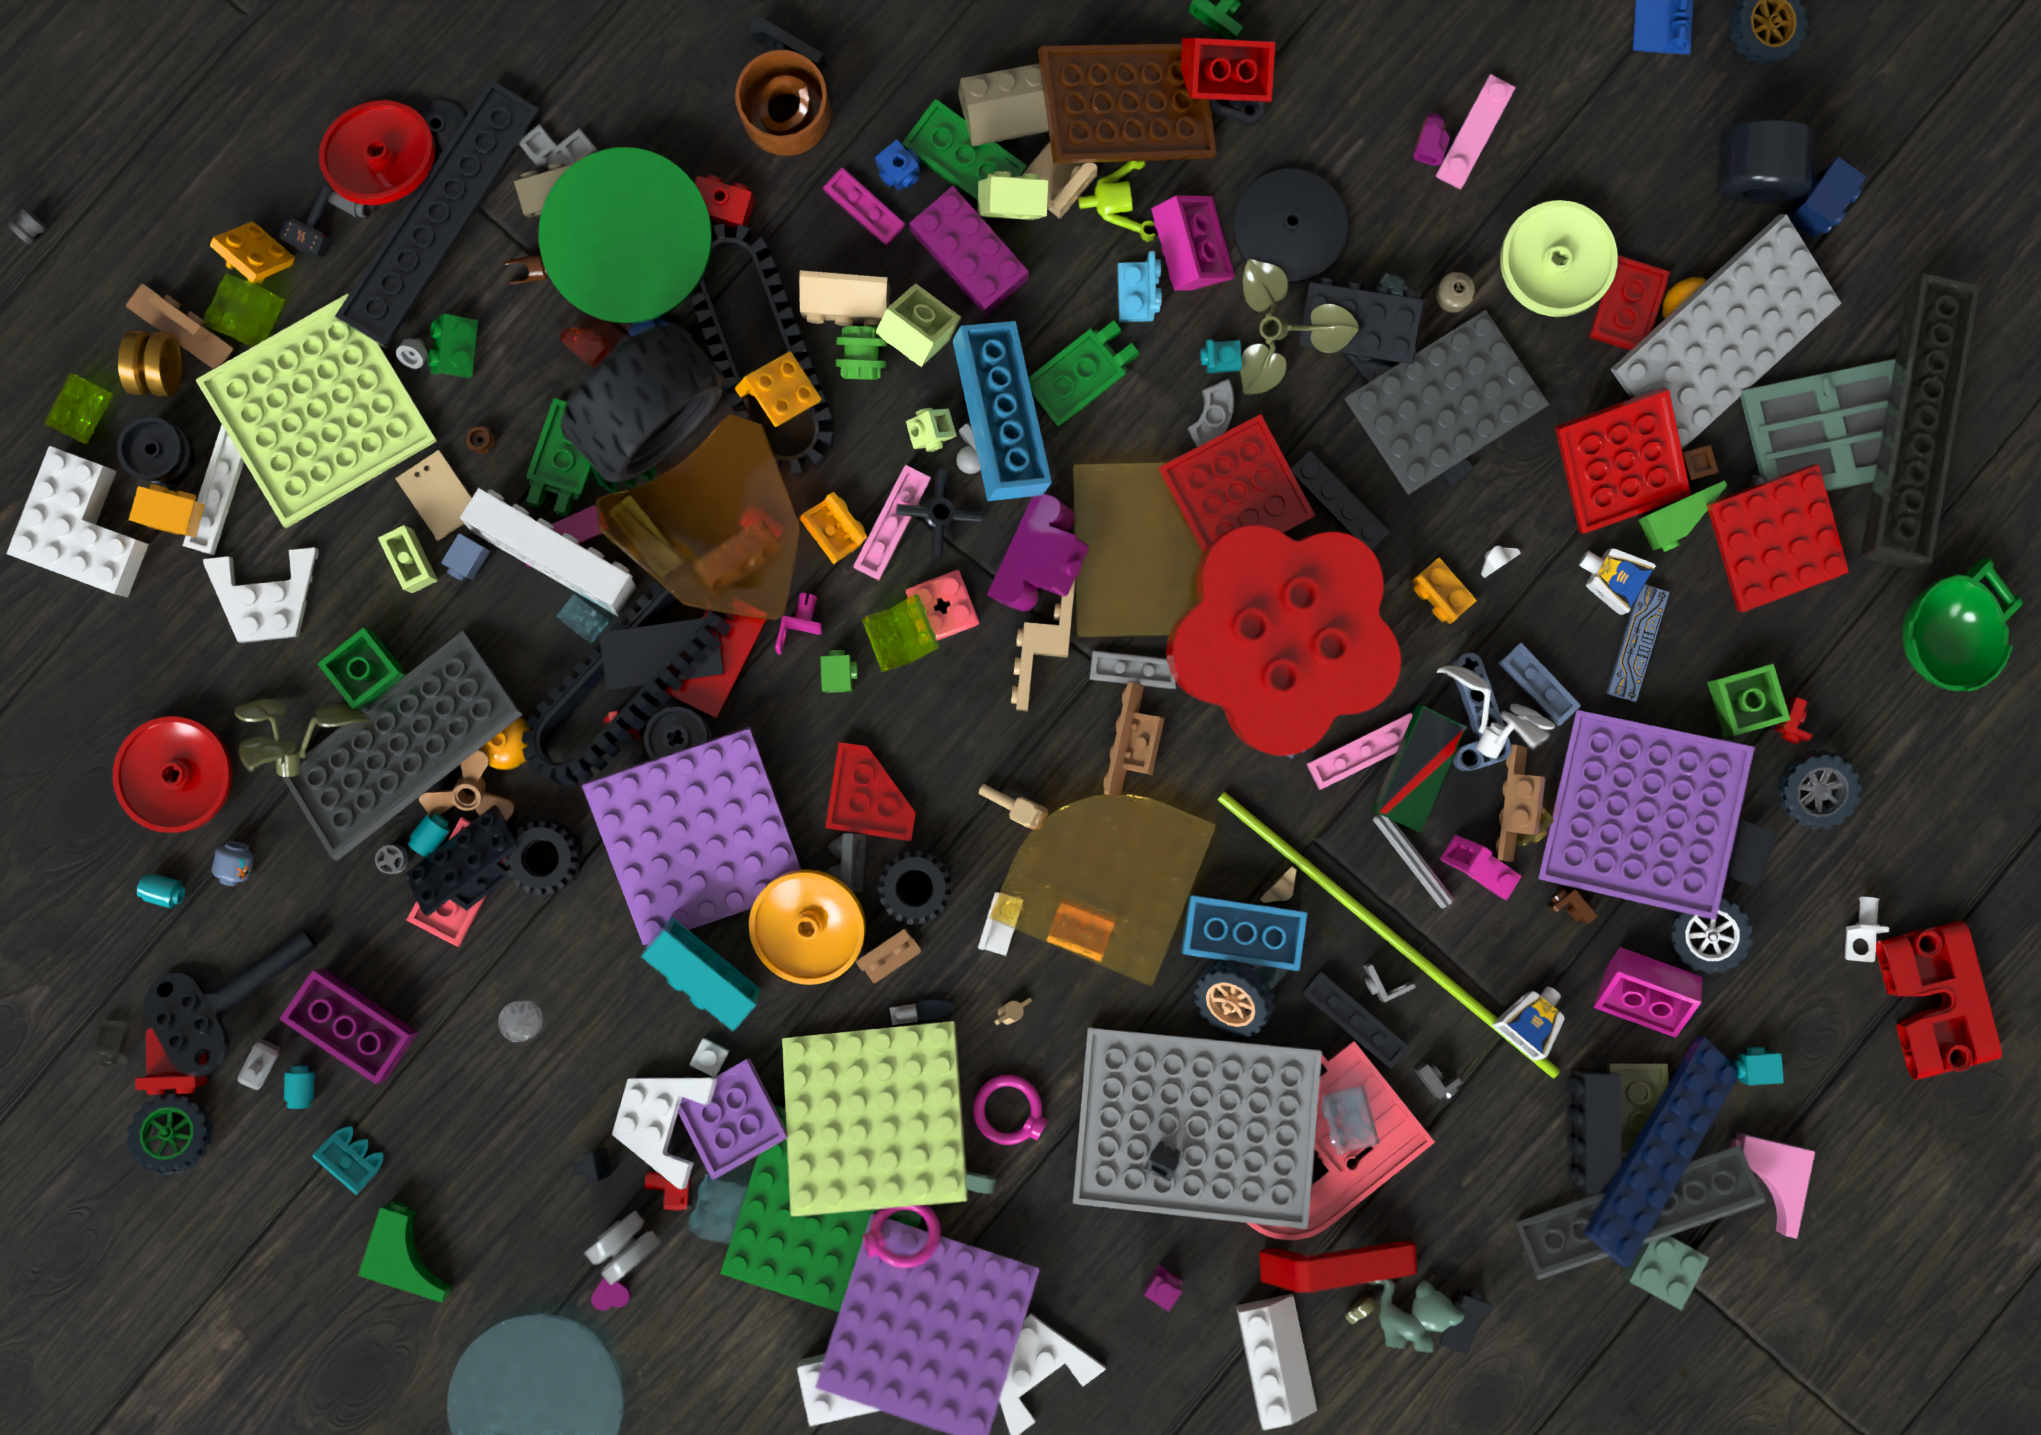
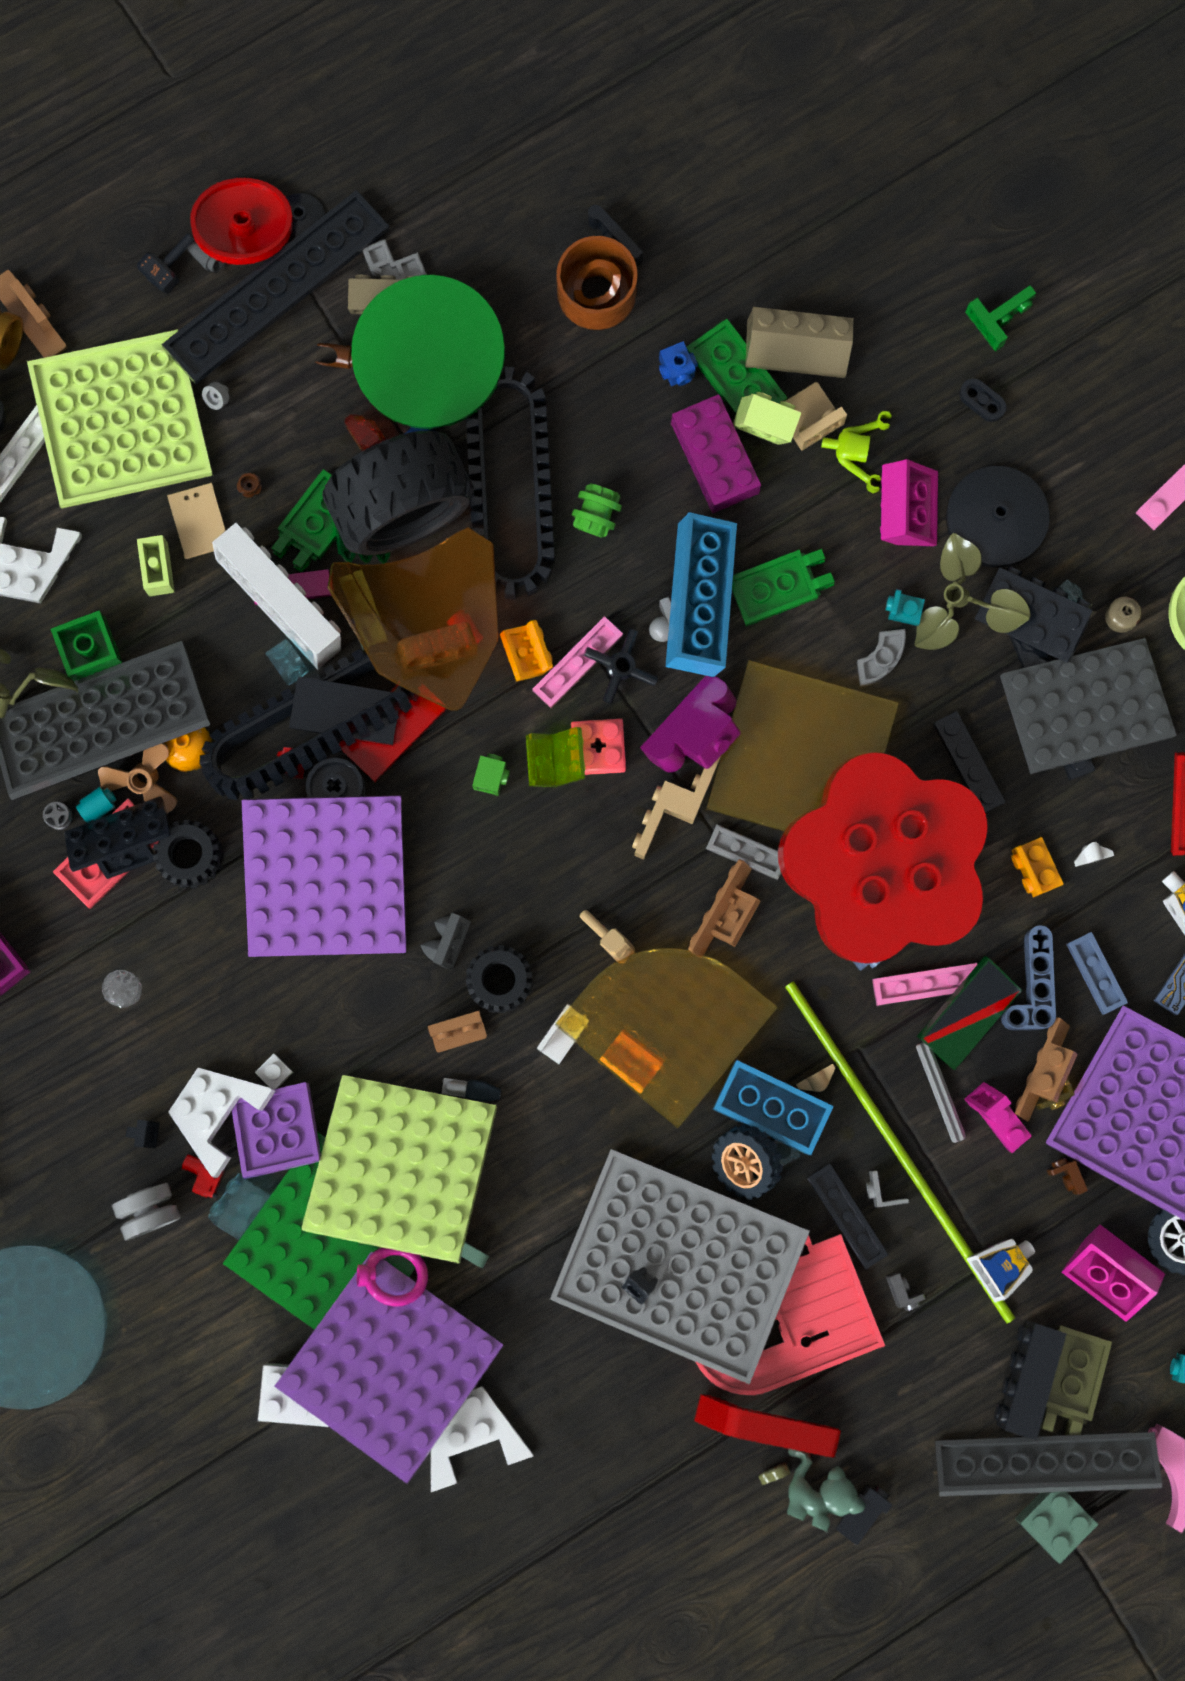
camera: 15 degrees right, 5 degrees down
(243, 311) = (85, 317): clear neon green bracket -> none
(252, 252) = (109, 271): light orange plate -> none
(453, 345) = (252, 400): green bracket -> none
(464, 558) = (204, 580): sand blue brick -> none
(610, 1295) = (121, 1251): magenta tile -> none
(701, 973) = (291, 995): teal brick -> none
(726, 202) = (522, 351): red brick -> none
(780, 389) = (518, 518): light orange bracket -> none
(801, 621) = (472, 722): dark pink bracket -> none
(807, 927) = (395, 984): light orange dish -> none
(843, 298) = (596, 460): slope -> none
(864, 206) = (637, 390): dark pink tile -> none
(866, 797) = (482, 890): red plate -> none
(918, 324) = (652, 501): yellowish green brick -> none
(931, 428) = (636, 592): yellowish green brick -> none
(1011, 1011) = (548, 1114): tan piece -> none
(1034, 1124) = (536, 1220): dark pink piece -> none
(1122, 105) = (888, 370): reddish brown plate -> none
(1137, 290) = (848, 531): medium azure bracket -> none
(1163, 1288) = (606, 1399): magenta brick -> none
(1228, 69) = (984, 368): red slope -> none
(1236, 484) = (886, 716): red plate -> none
(1276, 1361) = (686, 1496): white slope -> none
(1349, 1119) = (815, 1300): clear light blue bracket -> none
(1432, 141) = (1141, 481): magenta rock -> none
(1527, 723) = (1044, 1003): white plant -> none
(1662, 1152) = (1083, 1415): dark blue plate -> none

